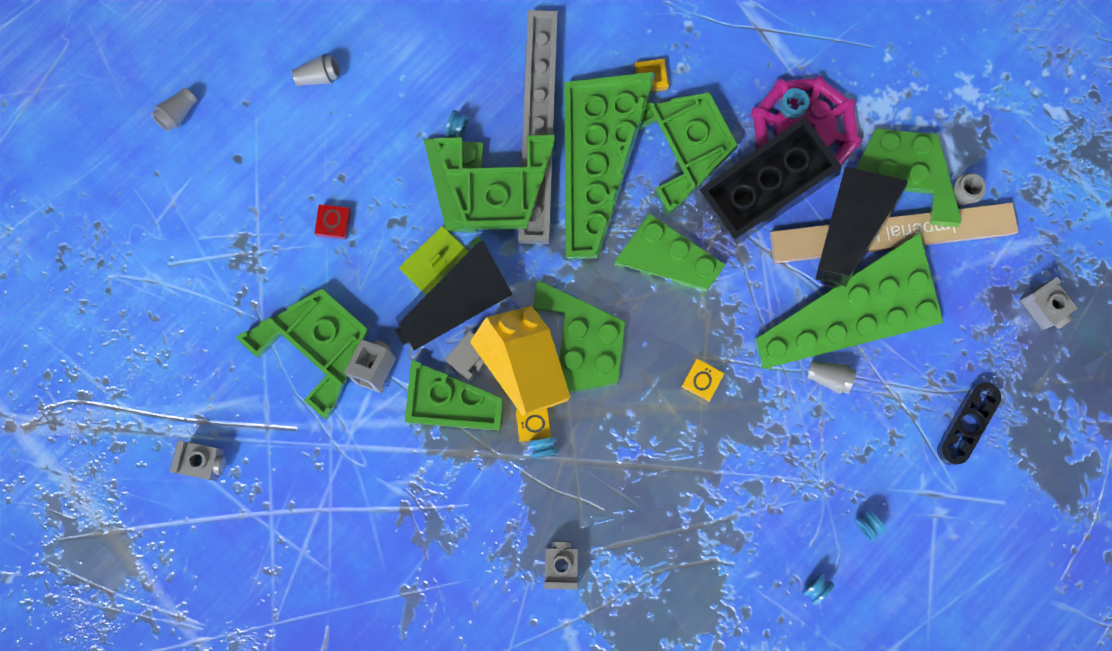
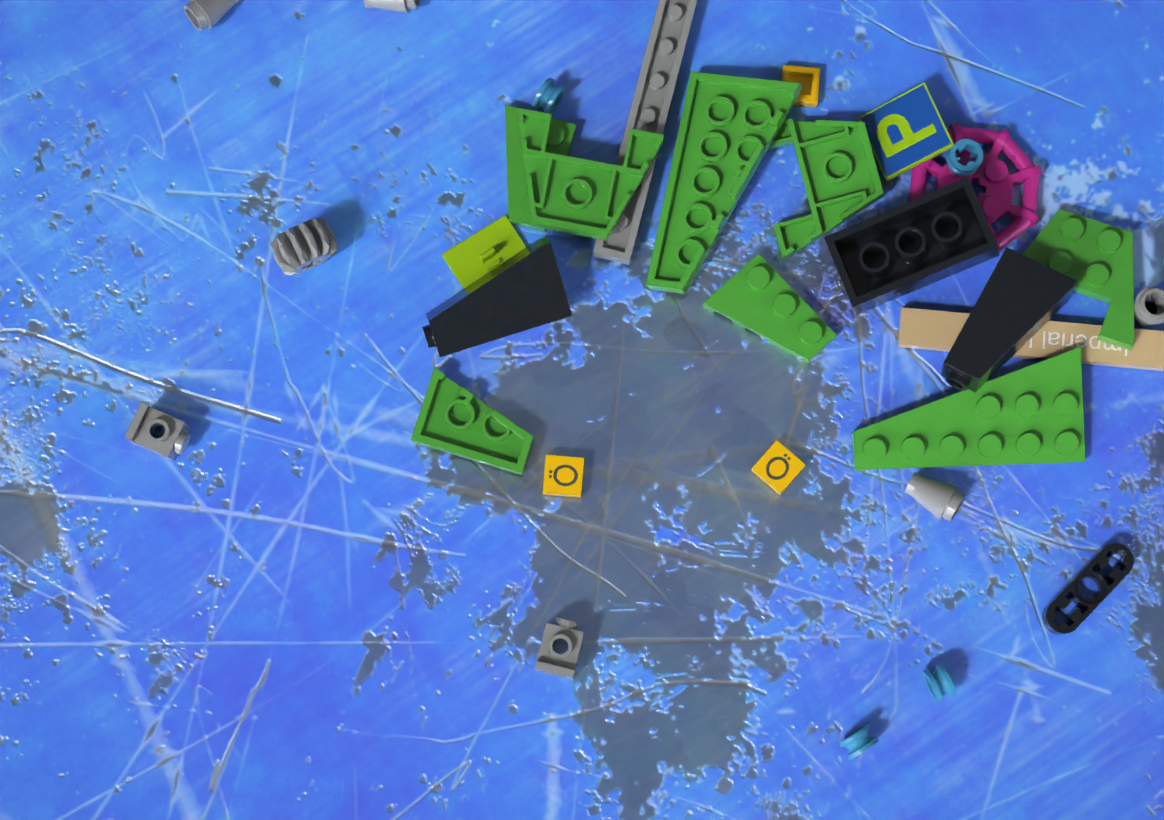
camera: 10 degrees right, 0 degrees up
(285, 285) = (304, 246): none -> light grey gear
(322, 334) = (336, 316): bright green wing -> none
(332, 221) = (374, 182): red tile -> none
(370, 365) = (385, 363): light grey brick -> none
(465, 358) = (505, 377): light grey brick -> none
(522, 359) = (567, 394): yellow slope -> none
(543, 448) = (569, 506): dark azure bush -> none
(589, 339) = (648, 401): bright green wing -> none
(744, 93) = (906, 131): none -> blue piece

